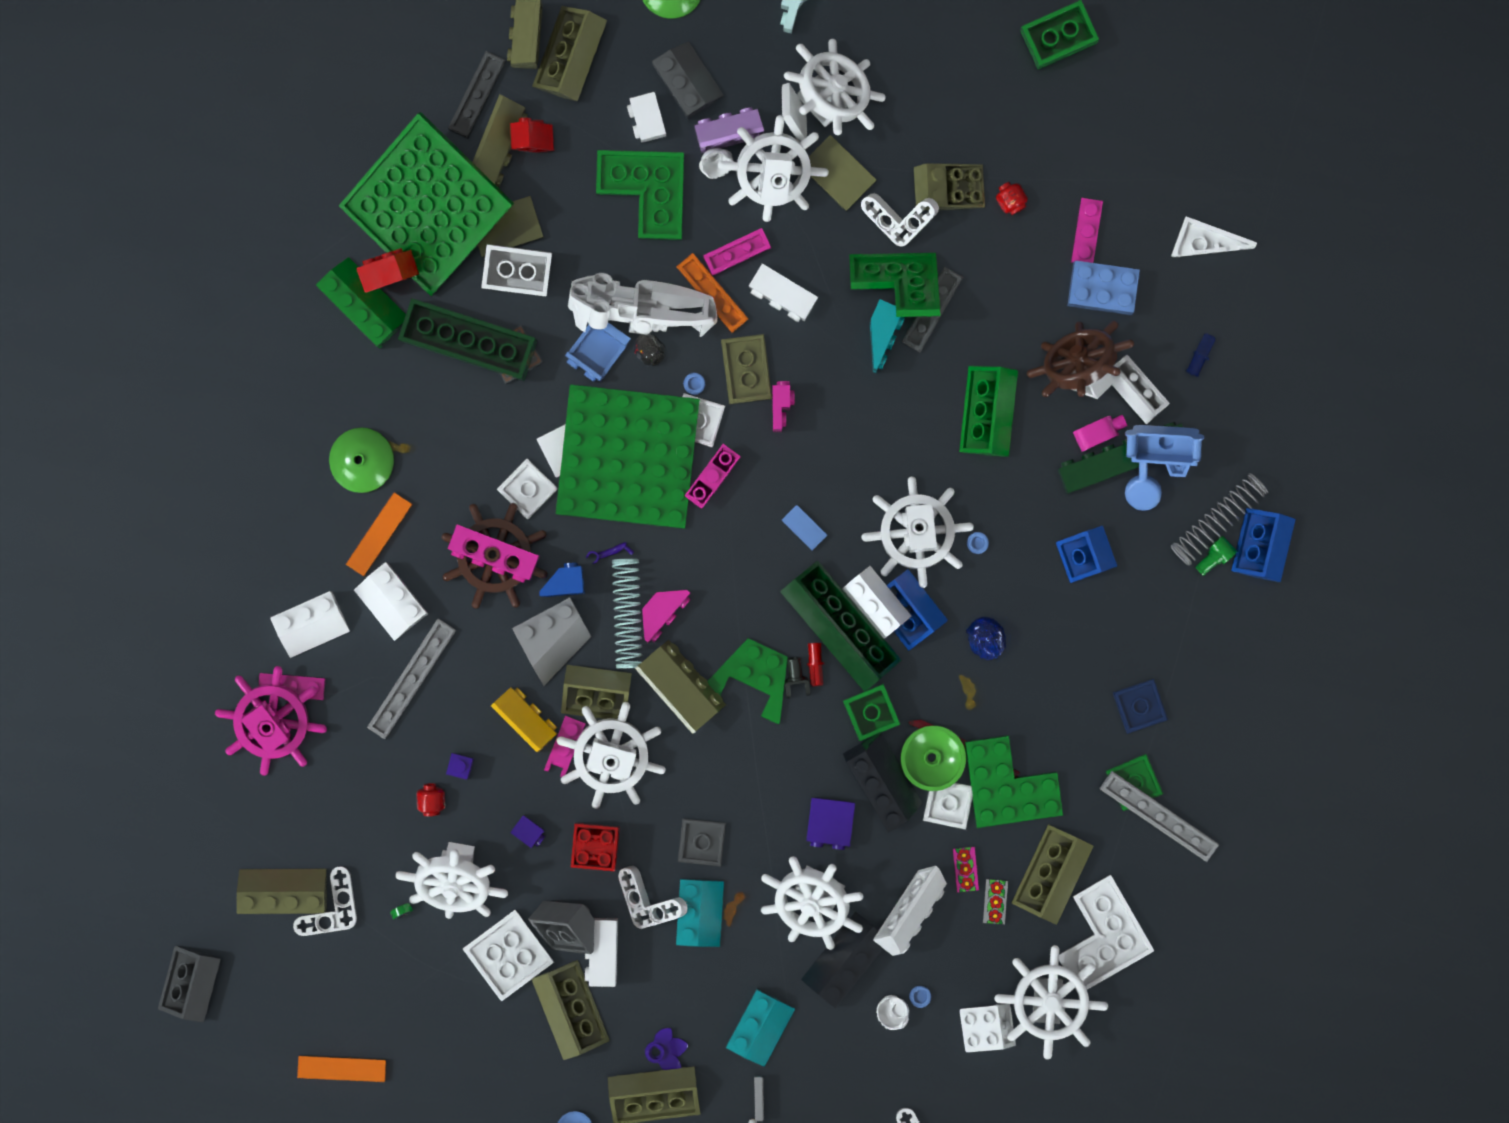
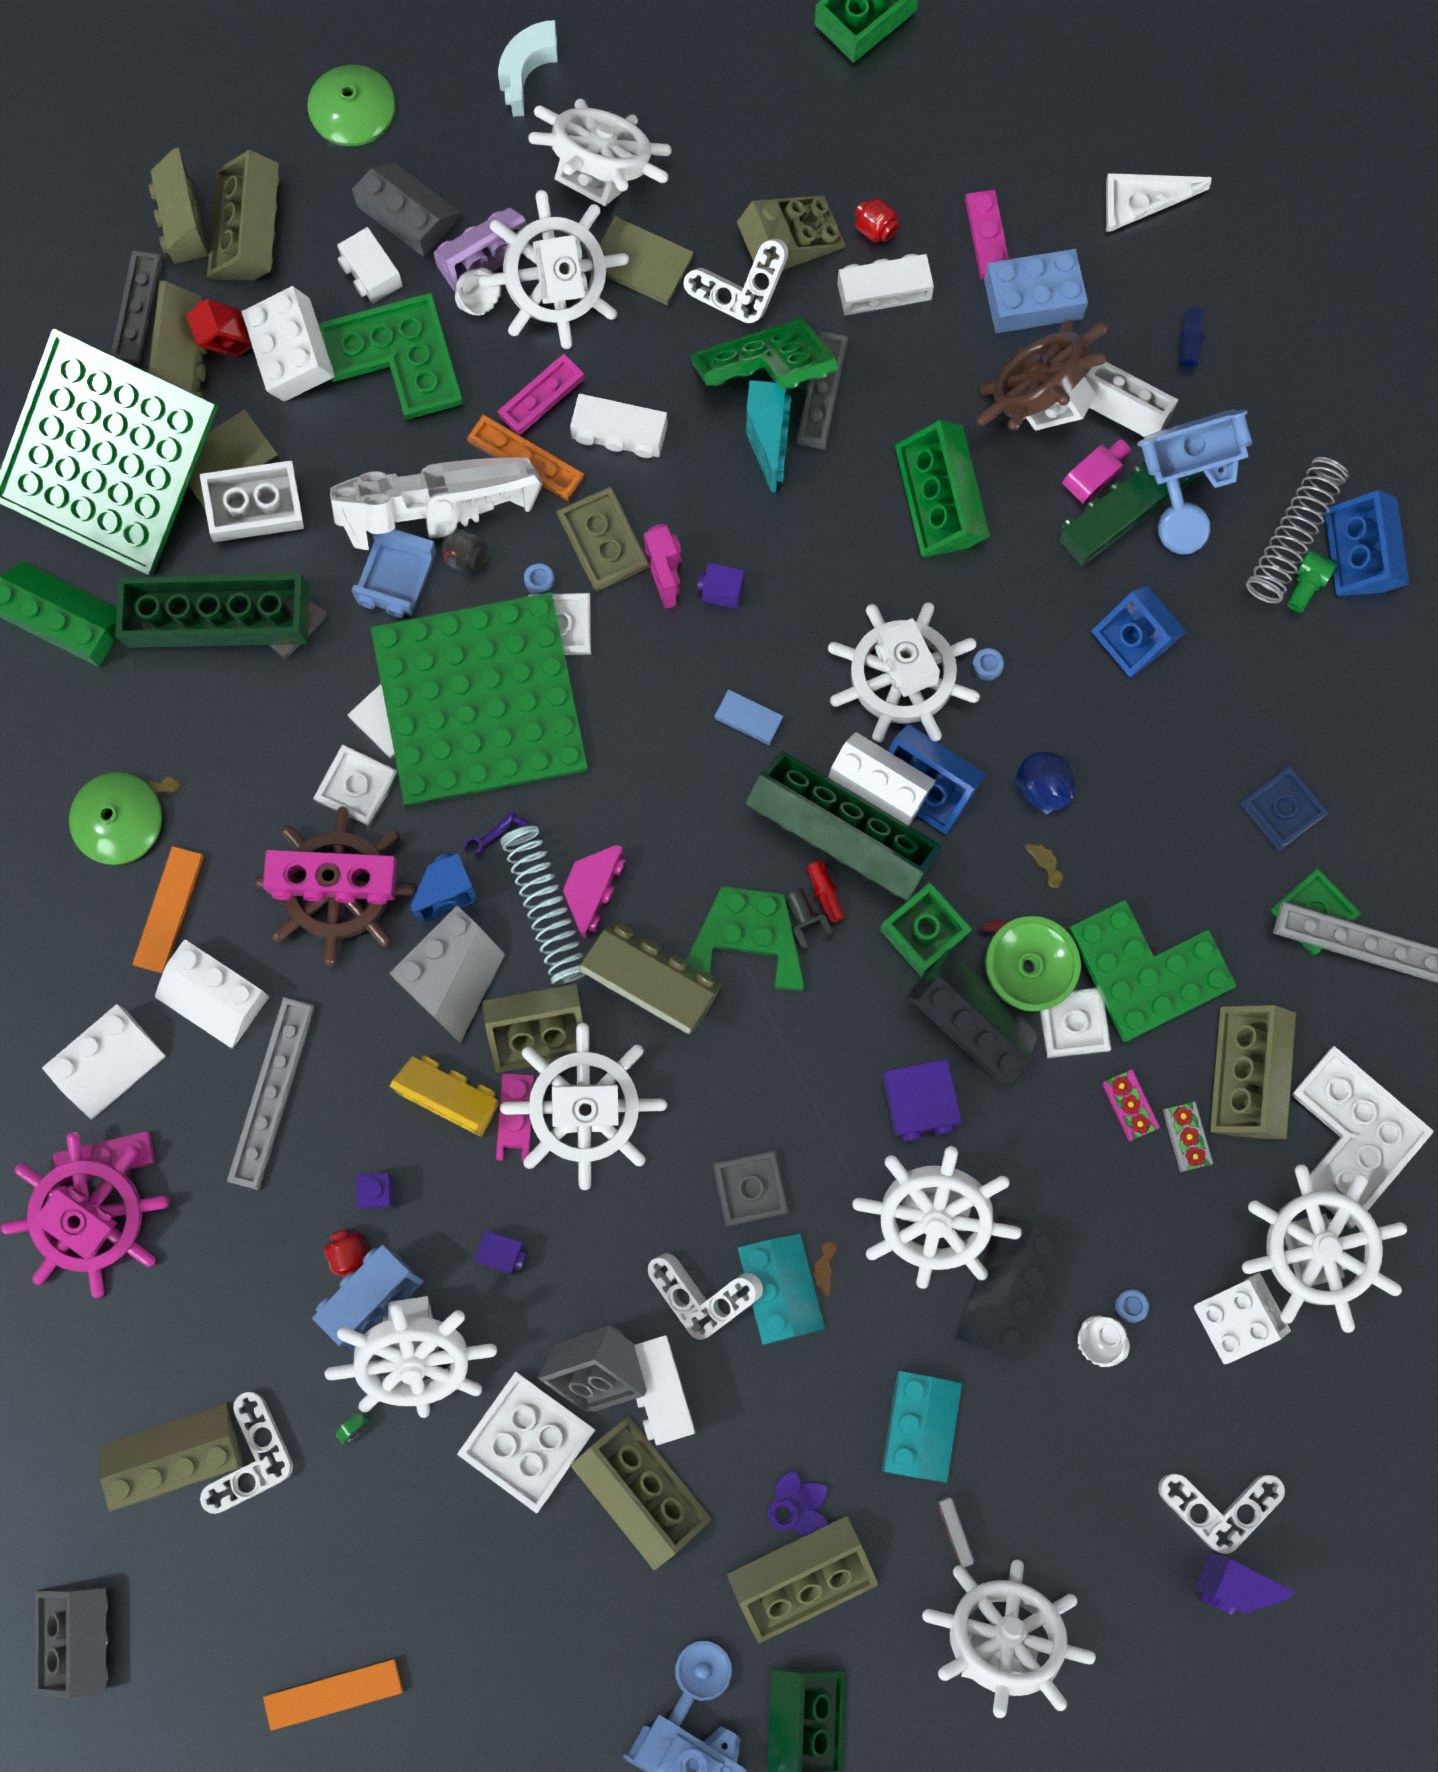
camera: 20 degrees left, 10 degrees down
(387, 269) = (75, 552): red brick -> none
(436, 833) = (366, 1294): none -> medium blue brick
(574, 161) = (288, 344): none -> white brick
(595, 846) = (601, 1241): red brick -> none
(712, 476) = (603, 684): dark pink slope -> none
(791, 113) = (556, 191): white tile -> none
(815, 430) = (721, 585): none -> dark purple brick
(911, 910) = (1079, 1184): white slope -> none
(1001, 247) = (885, 284): none -> white brick

